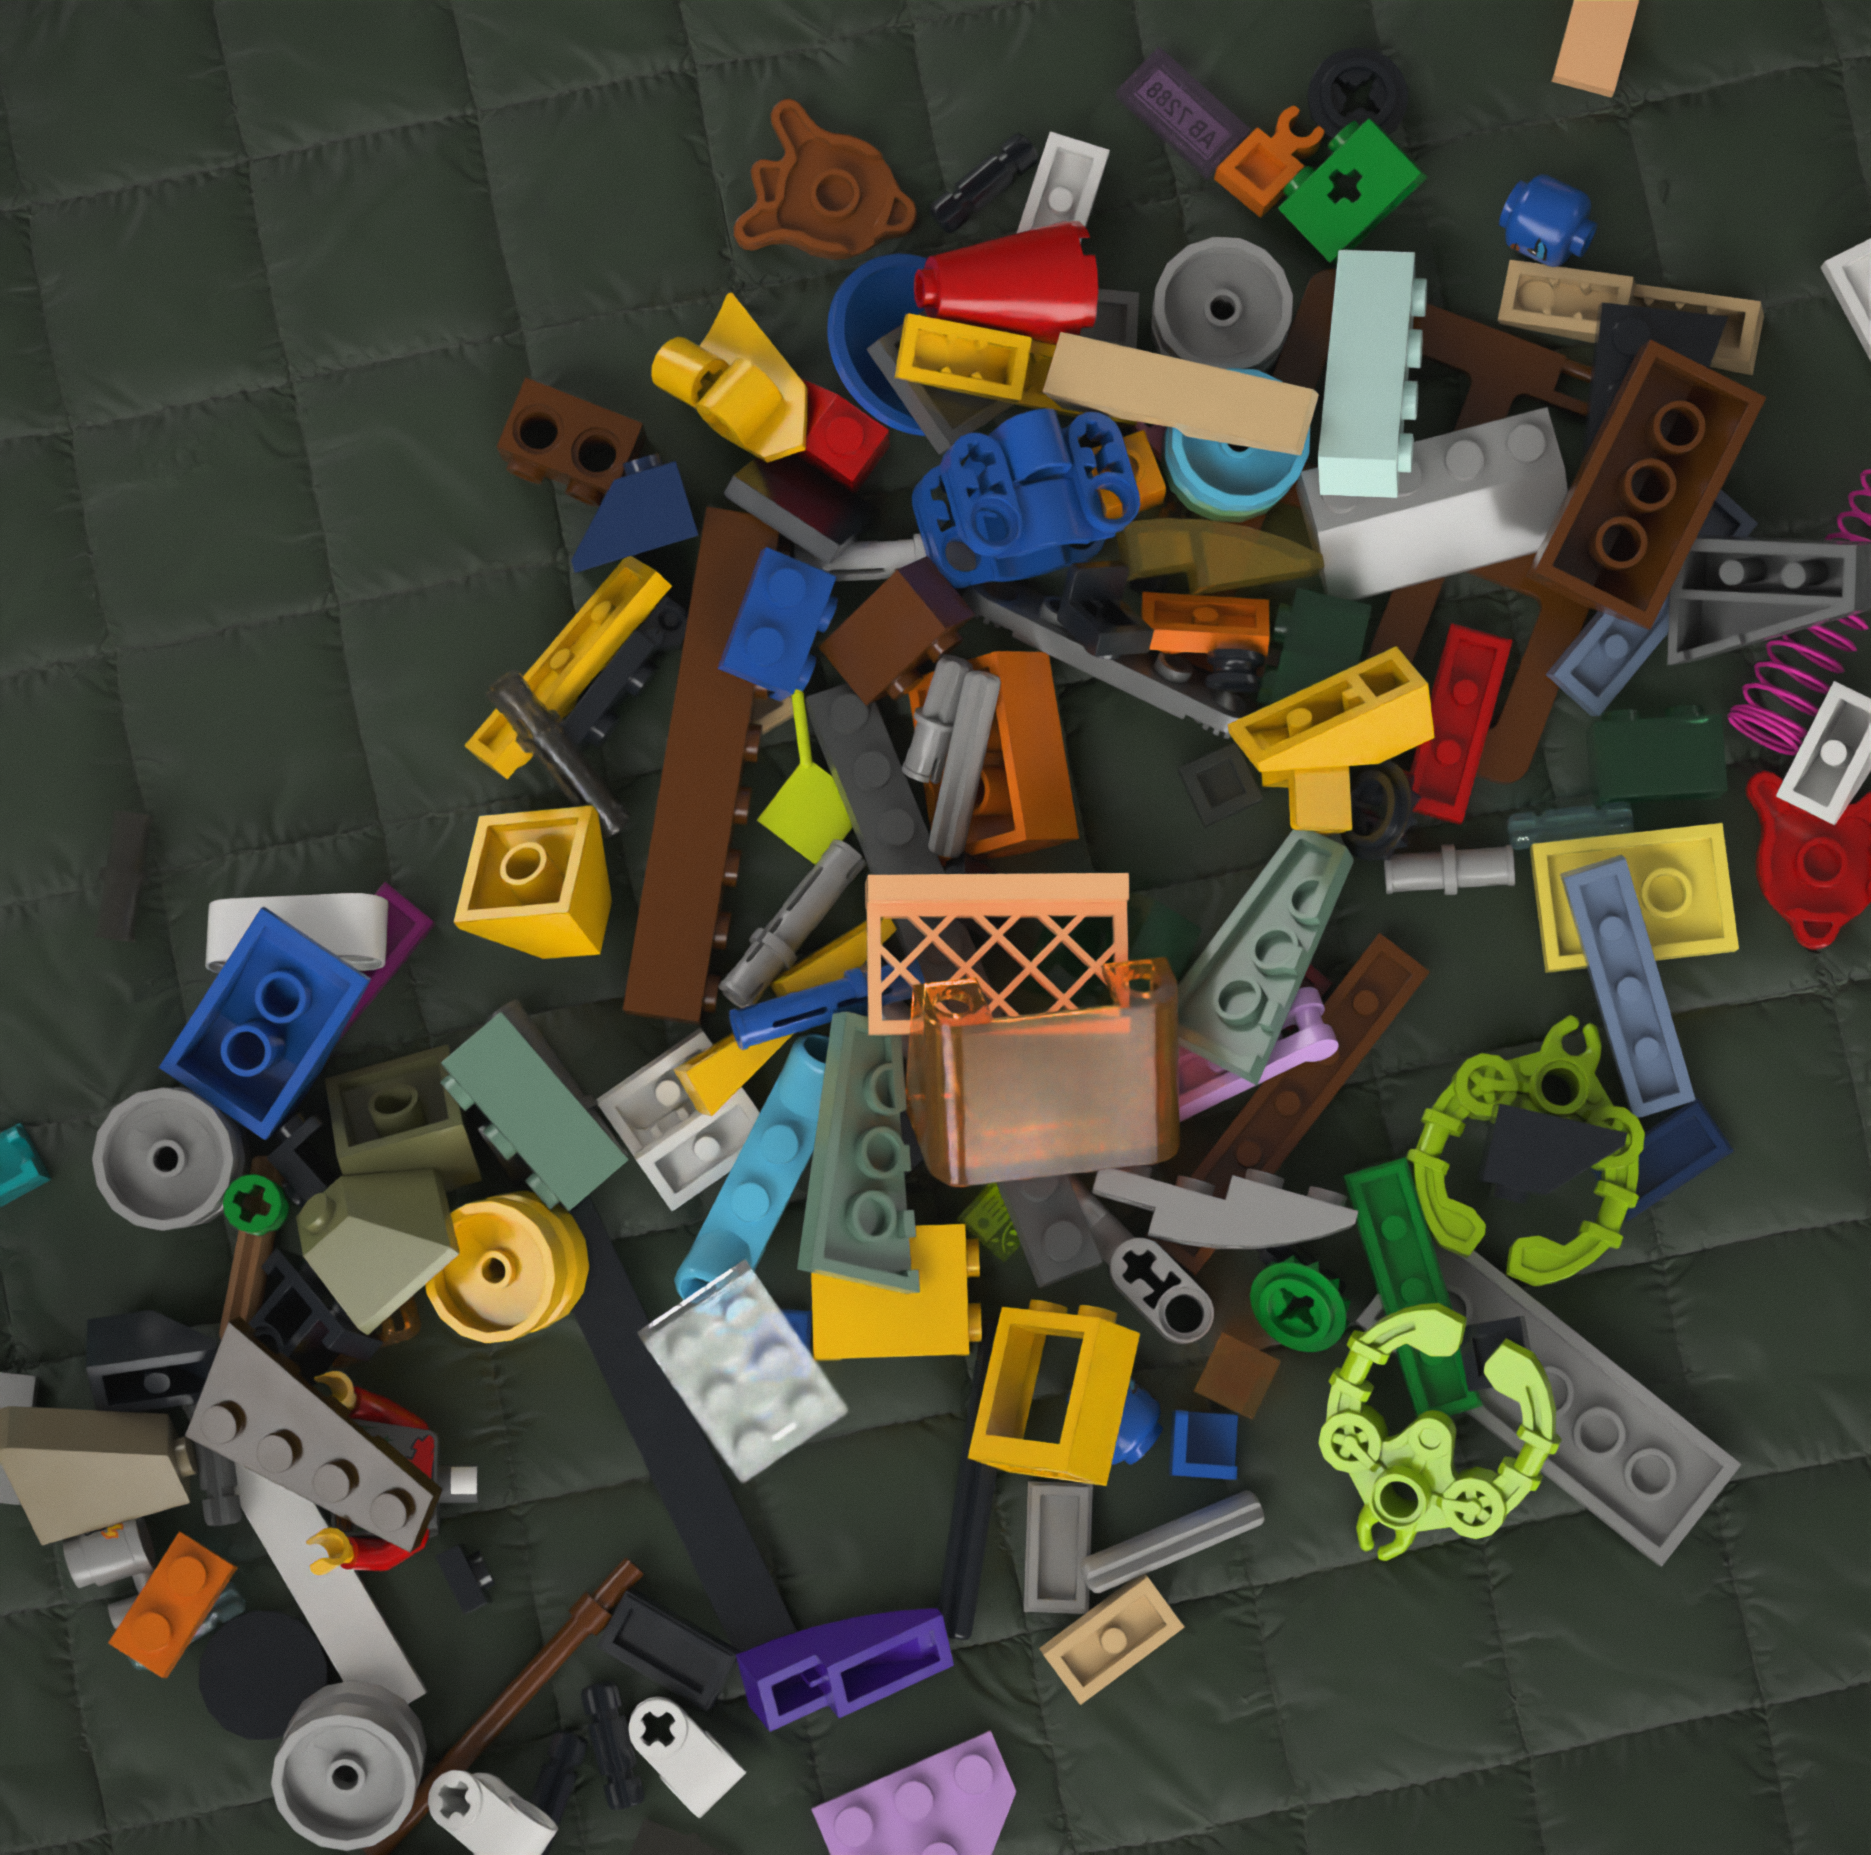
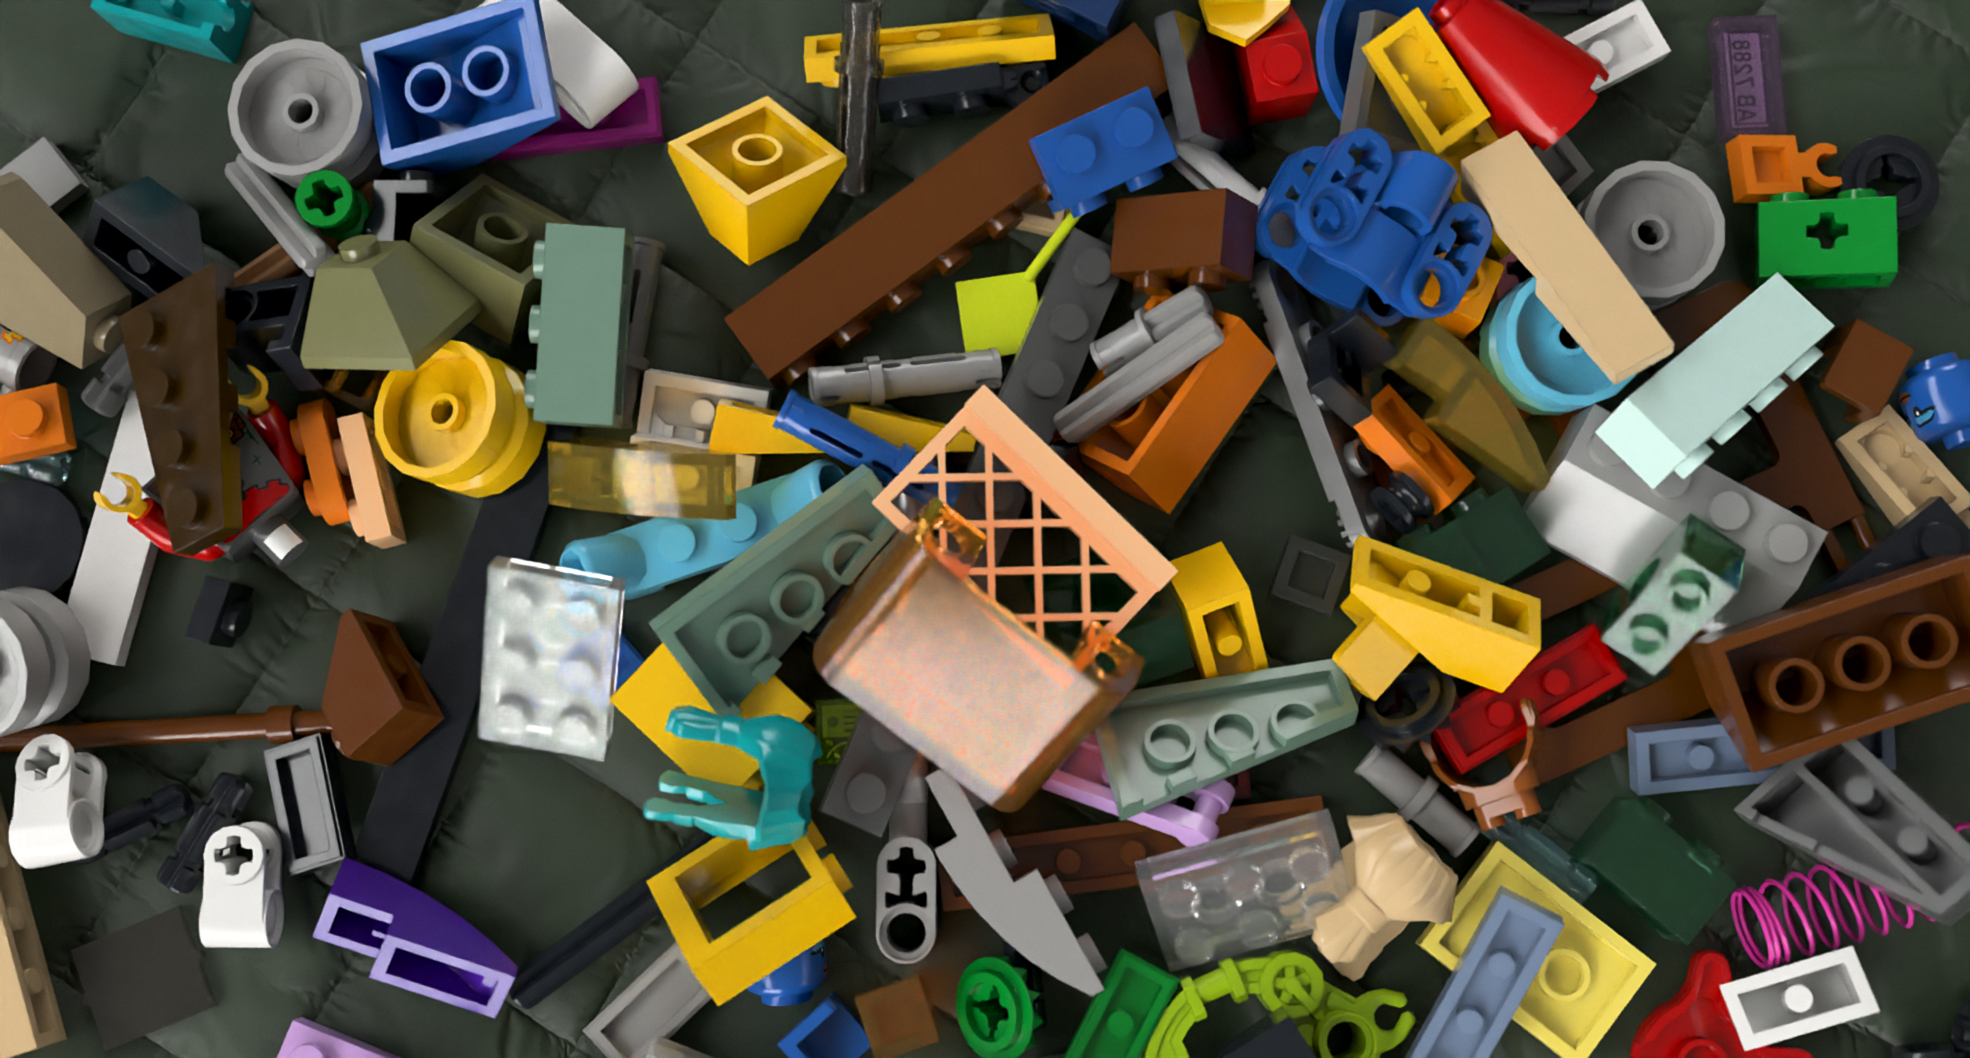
camera: 45 degrees right, 0 degrees up
(217, 1251) = (279, 214): none -> light grey axle
(453, 1367) = (375, 506): none -> light nougat plate
(454, 1413) = (313, 436): none -> orange plate
(640, 1520) = (375, 692): none -> reddish brown slope
(680, 1179) = (642, 478): none -> clear yellow slope
(1012, 1322) = (733, 812): none -> teal piece
(1182, 875) = (1217, 613): none -> yellow slope
(1392, 1049) = (1243, 889): none -> clear plate
(1465, 257) = (1863, 368): none -> reddish brown panel
(1481, 956) = (1391, 883): none -> tan piece
(1483, 554) = (1673, 594): none -> clear green brick
(1507, 801) = (1510, 794): none -> dark orange helmet

